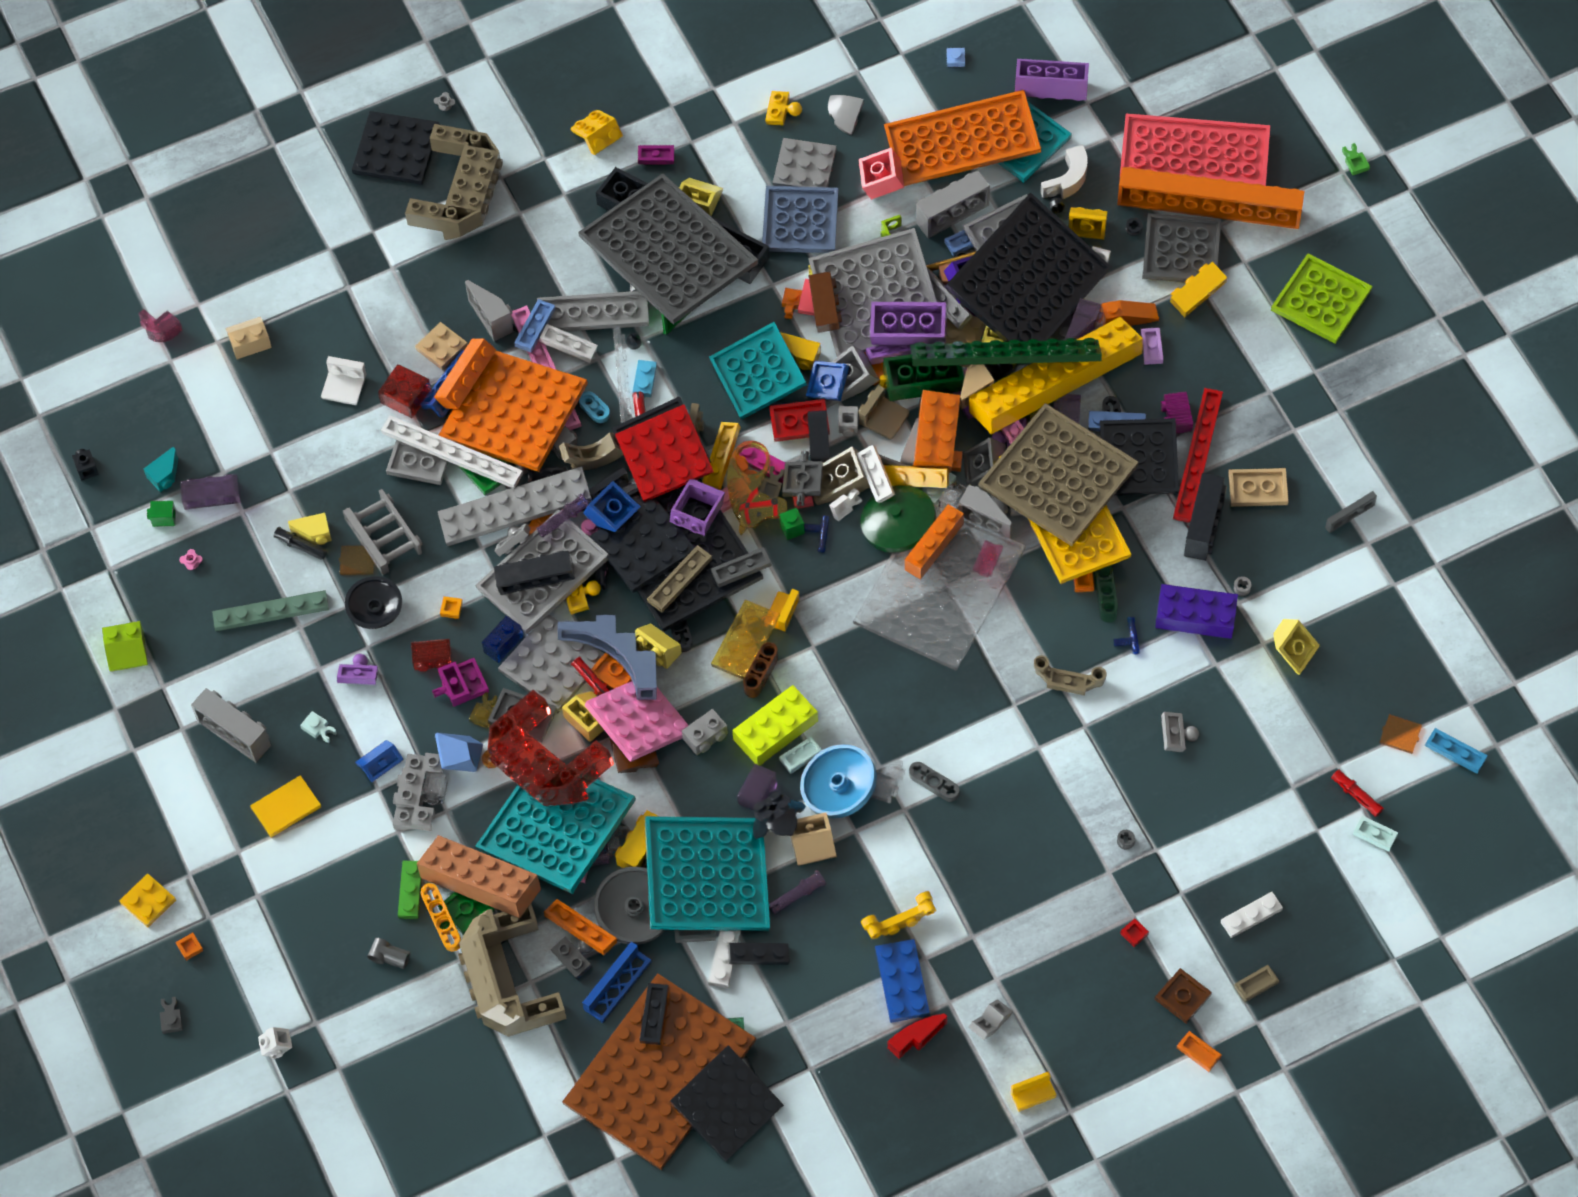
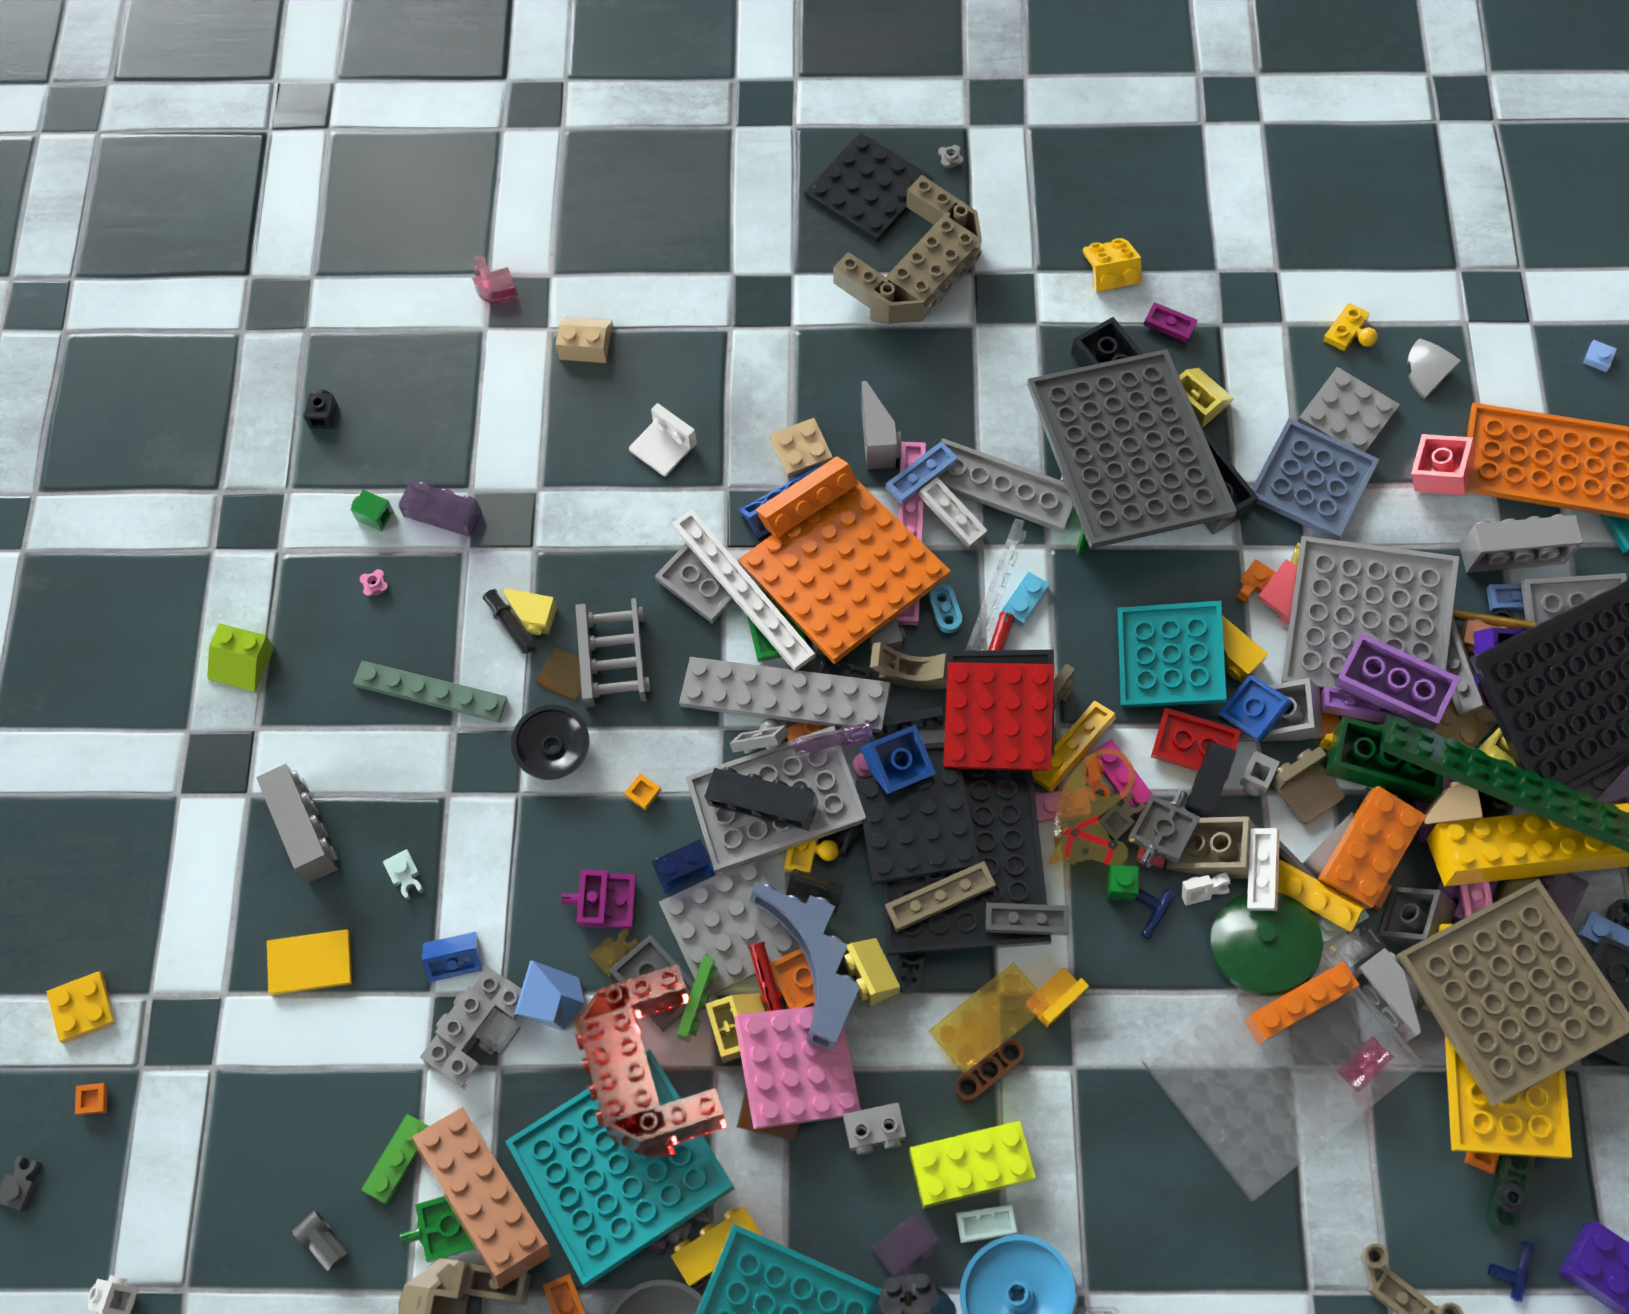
camera: 25 degrees right, 5 degrees up
(163, 470) = (403, 457): teal slope -> none
(358, 672) = (487, 826): medium lavender plate -> none
(404, 391) = (727, 485): clear red brick -> none
(431, 654) = (586, 844): clear red brick -> none
(440, 917) = (413, 1226): light orange beam -> none
(555, 708) = (698, 998): none -> bright green plate
(589, 613) = (805, 884): none -> clear smoke plate
(631, 343) = (1030, 545): black hinge -> none
(696, 490) = (1026, 794): medium lavender window -> none
(825, 302) = (1298, 603): reddish brown brick -> none
(885, 228) = (1417, 536): lime bracket -> none
(1103, 597) = (1503, 1201): none -> black plate

